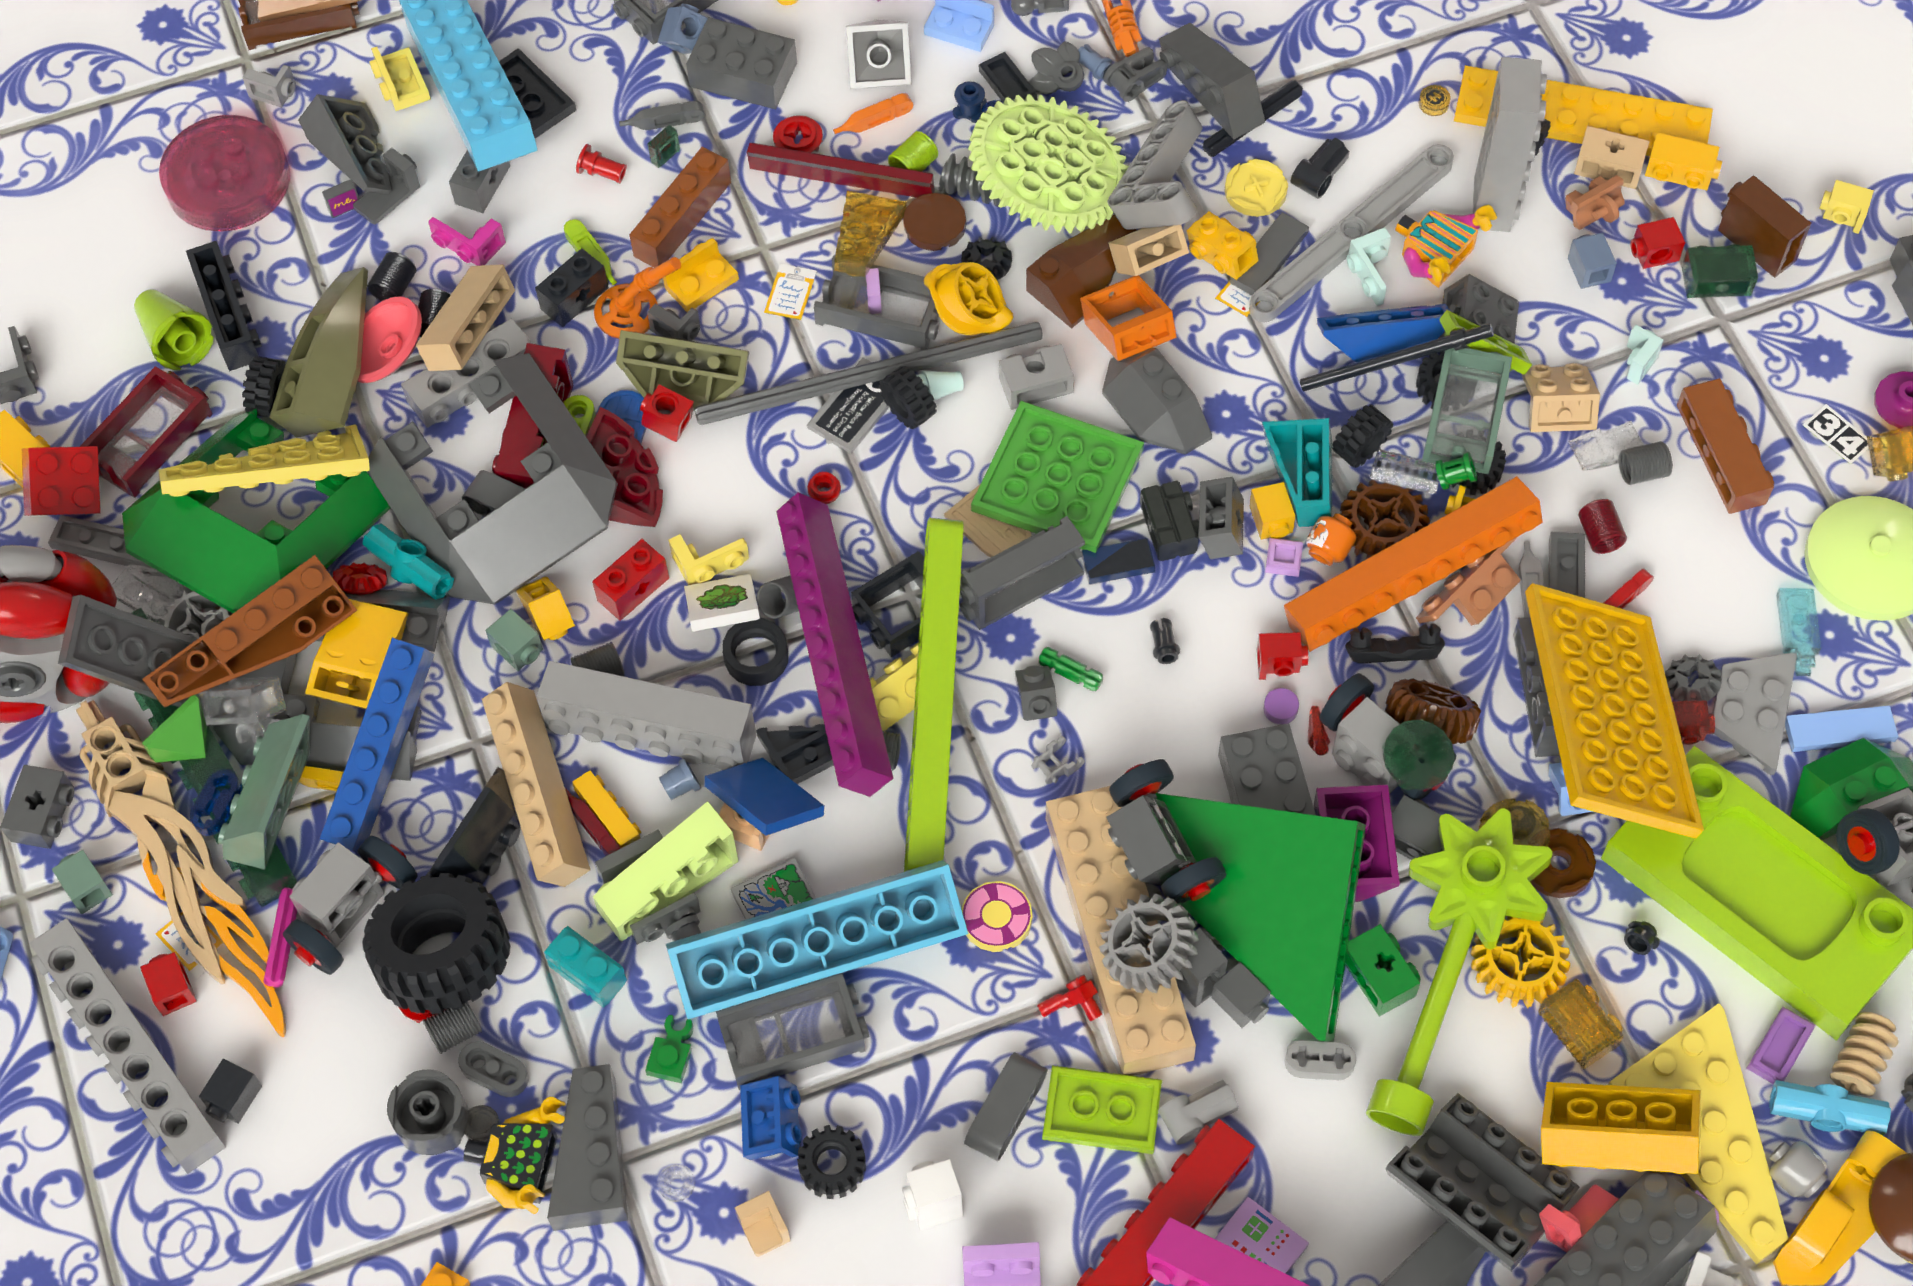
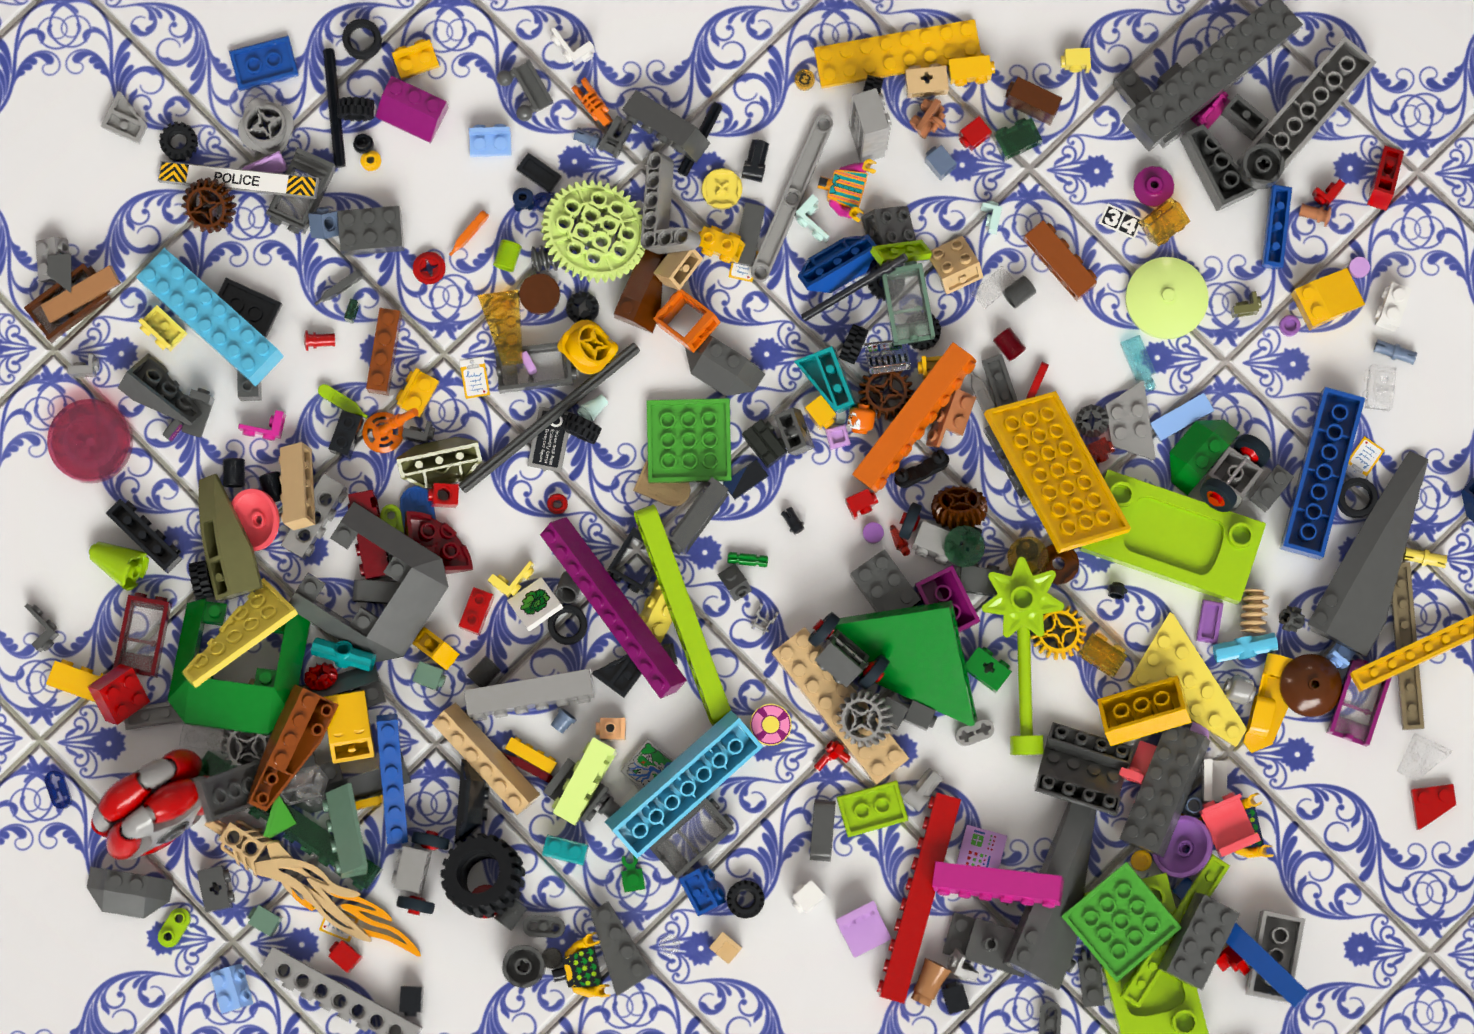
camera: 25 degrees left, 20 degrees up
(212, 800) = (324, 848): clear blue beam -> none
(279, 947) = (390, 901): dark pink axle -> none
(764, 796) = (617, 714): blue tile -> none
(839, 170) = (466, 284): dark red tile -> none
(878, 54) = (452, 189): light grey slope -> none
(1052, 382) = (643, 390): light grey brick -> none
(1053, 66) = (562, 153): dark grey plate -> none
(1456, 470) = (923, 349): green bush -> none

